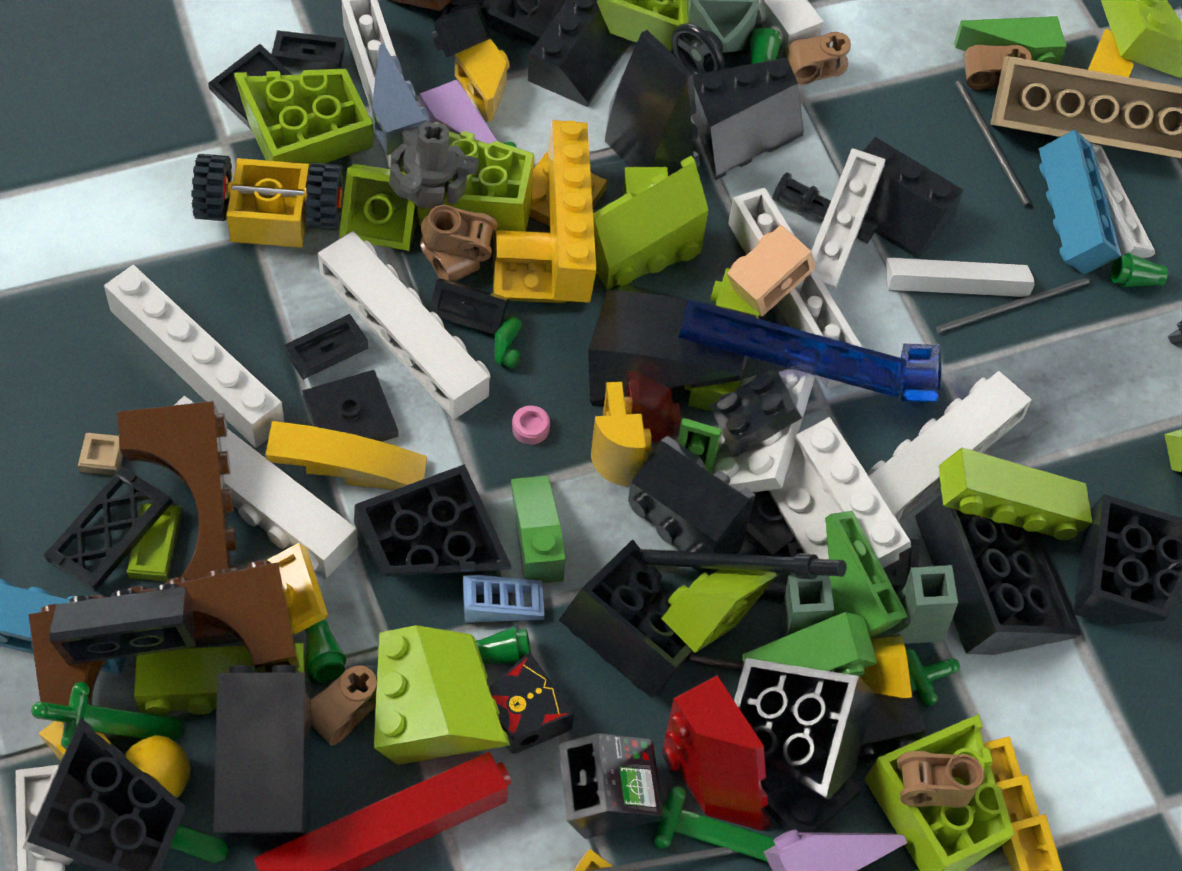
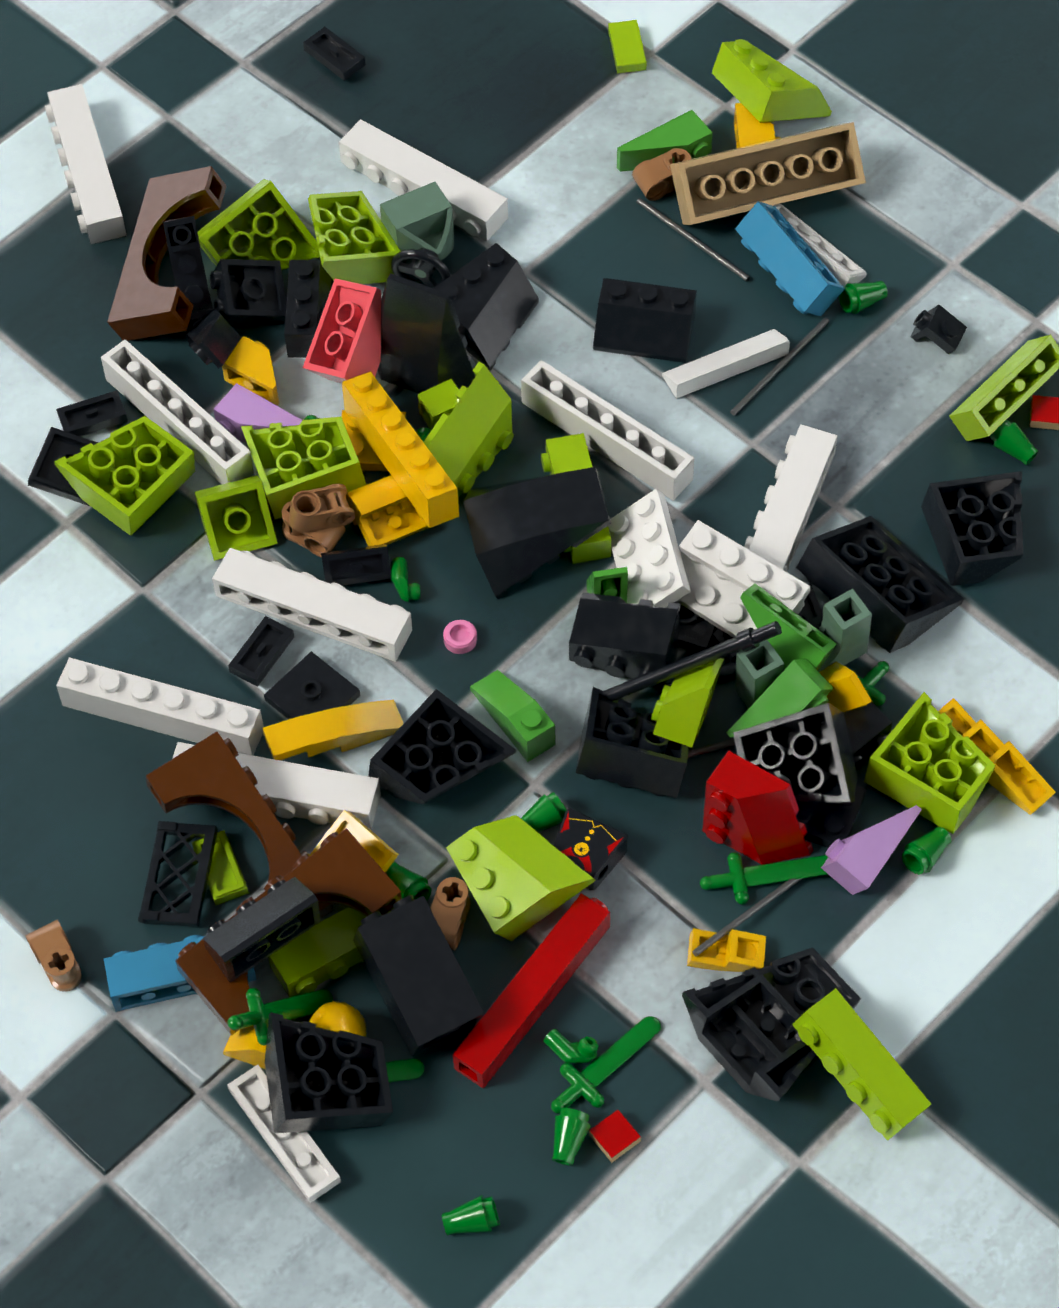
camera: 20 degrees left, 0 degrees up
(100, 454) = (133, 821): tan tile -> none
(267, 198) = (144, 552): brick -> none
(393, 103) = (211, 433): sand blue slope -> none
(429, 165) = (268, 461): dark grey piece -> none
(489, 612) = (503, 799): light blue slope -> none
(586, 78) = (347, 333): none -> coral slope
(609, 783) = (683, 872): black slope -> none
(619, 439) = (542, 613): yellow brick -> none
(654, 404) = (548, 582): clear red slope -> none
(755, 412) = (636, 542): black plate -> none
(764, 45) = (469, 241): green cone -> none
(771, 269) = (586, 424): light nougat brick -> none
(792, 348) = (638, 479): clear blue plate -> none
(810, 201) = (577, 355): black pin -> none
(815, 59) = (516, 230): medium nougat piece -> none
(845, 215) = (615, 352): white plate -> none
(922, 373) = (741, 453): clear blue brick -> none
(931, 782) = (919, 752): medium nougat piece -> none
(1014, 494) = (864, 514): lime brick -> none

